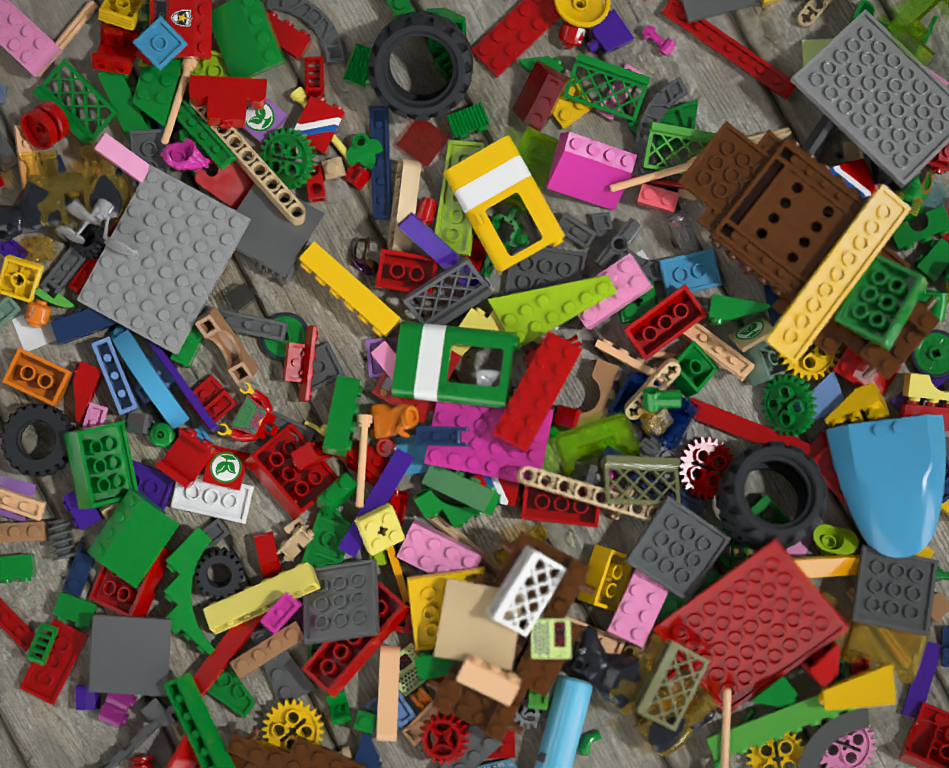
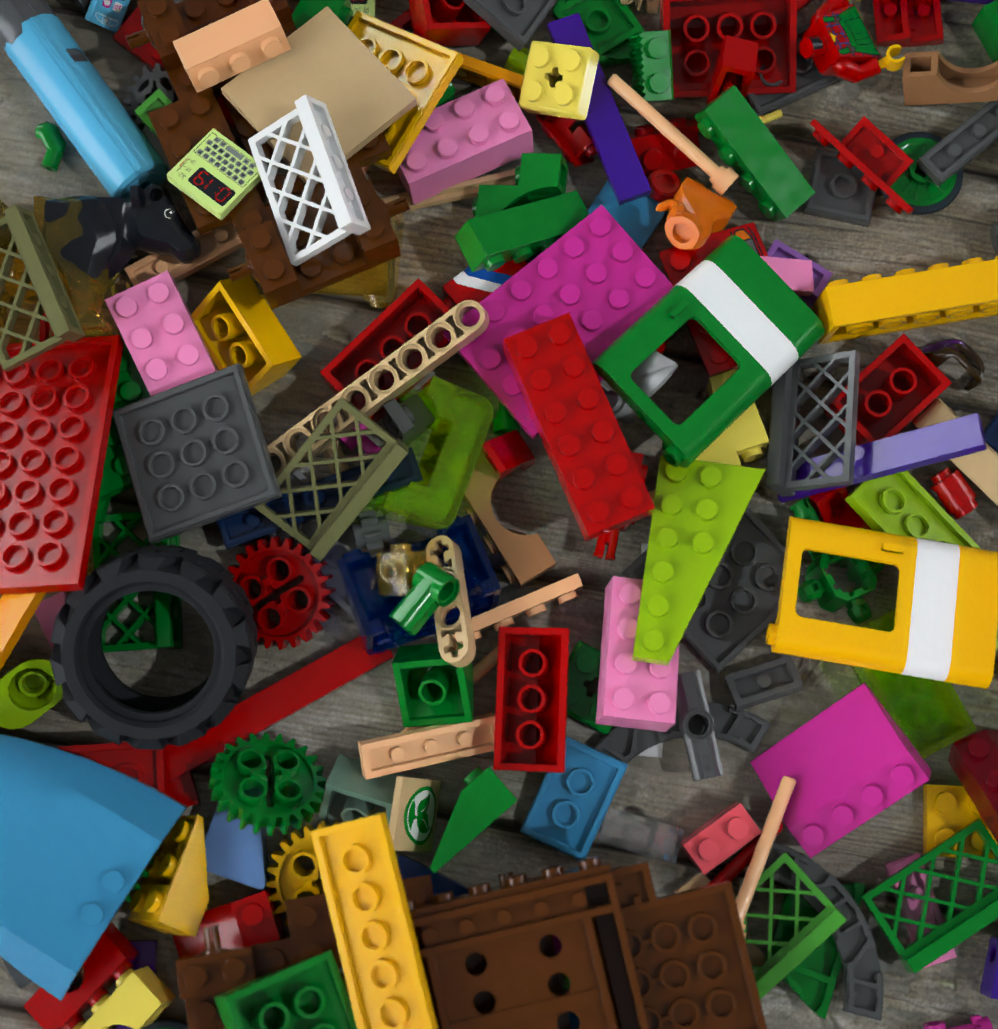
camera: 125 degrees right, 5 degrees down
(440, 436) = (622, 247): dark blue hinge -> none

